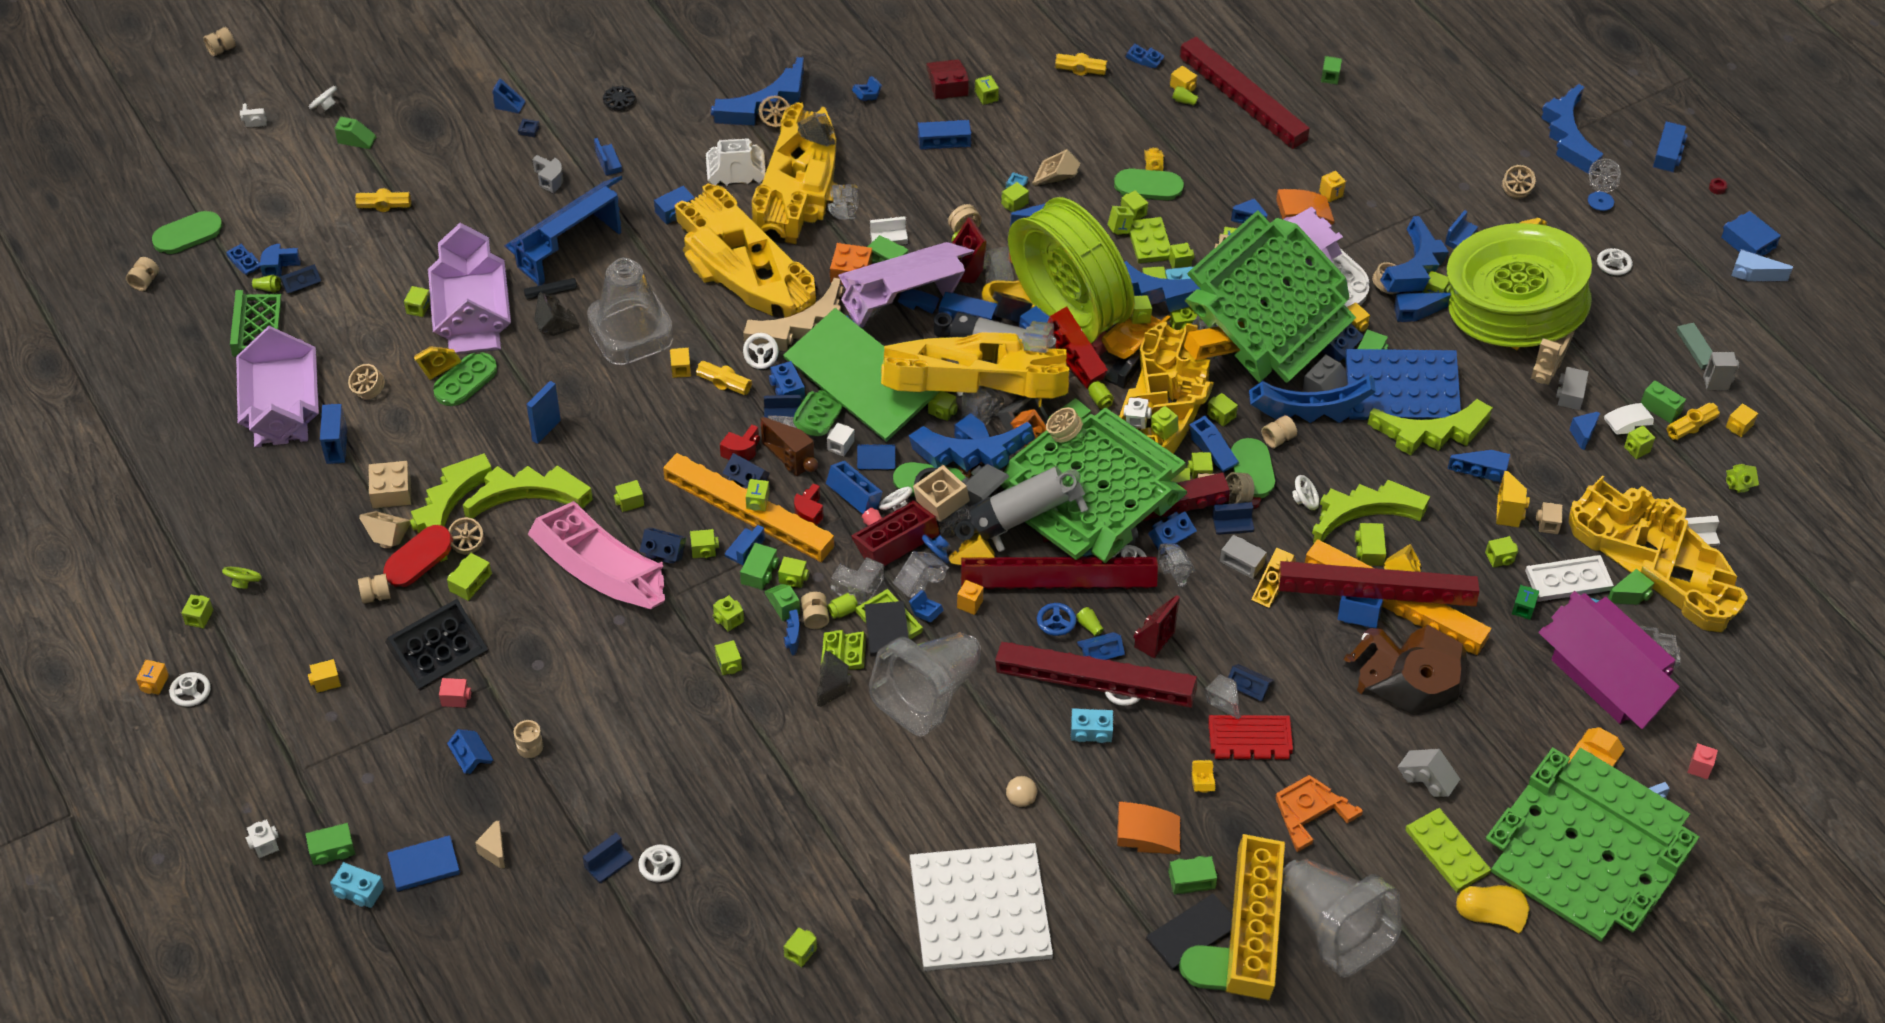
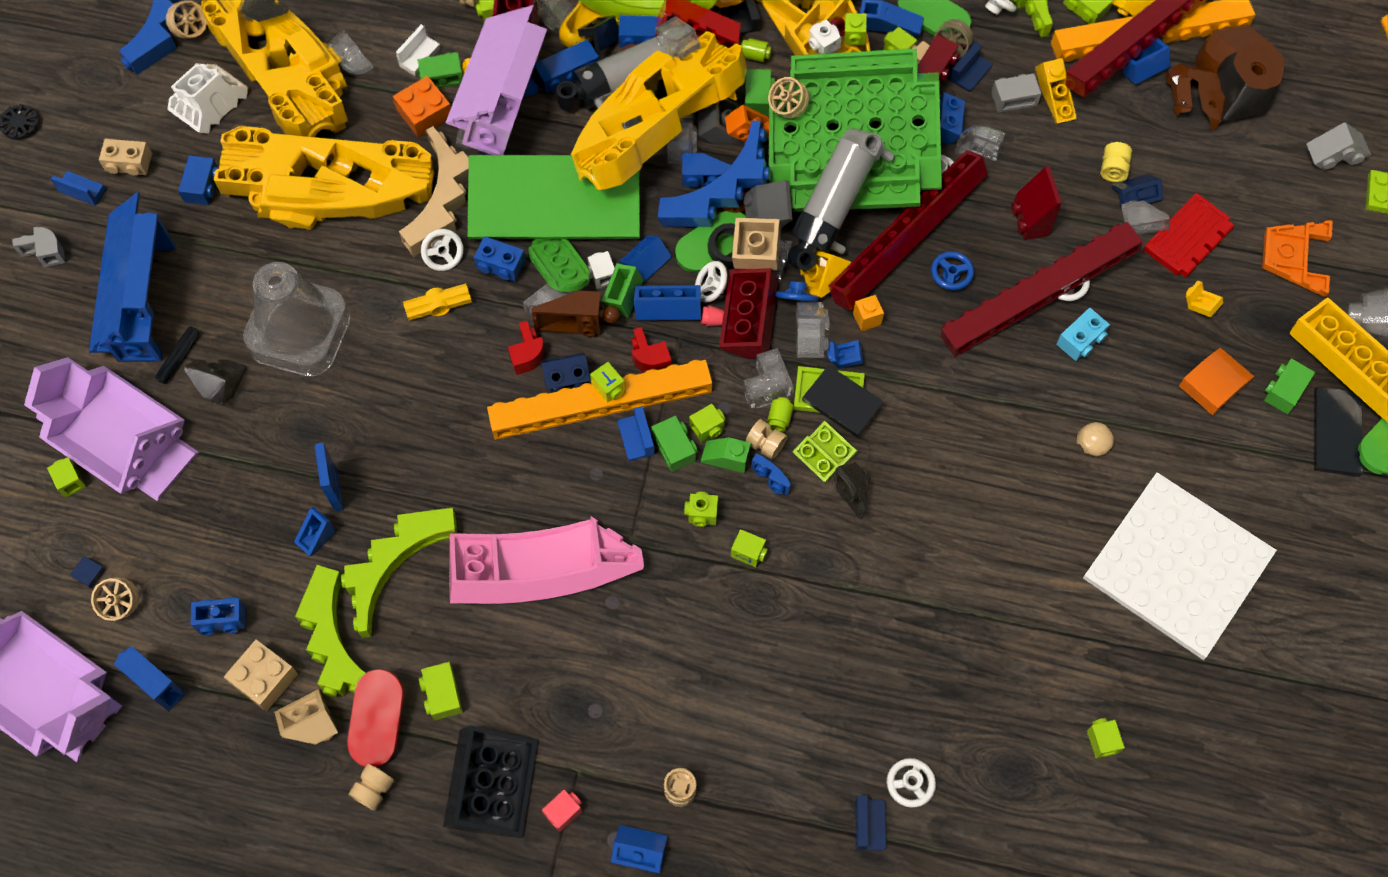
camera: 45 degrees left, 15 degrees up
(371, 357) = (87, 572): none -> dark blue tile
(405, 435) = (218, 615): none -> blue brick
(436, 360) = (158, 518): yellow slope -> none
(465, 379) = (202, 510): bright green tile -> none
(466, 535) = (394, 656): tan wheel -> none
(506, 439) = (314, 532): none -> blue slope
(629, 496) = (489, 483): lime brick -> none
(649, 160) = (125, 157): none -> tan brick
(662, 544) = (575, 500): dark blue brick -> none
(680, 362) = (383, 321): yellow brick -> none
(703, 543) = (604, 467): lime brick -> none
(781, 405) = (521, 286): dark blue panel -> none
(834, 454) = (622, 288): none -> bright green brick
(918, 680) = (935, 420): clear cone -> none
(943, 405) = (651, 169): lime brick -> none
(1089, 620) = (974, 249): lime cone -> none
(1103, 646) = (1006, 262): blue panel -> none
(1254, 650) = (1116, 162): none -> light yellow wheel

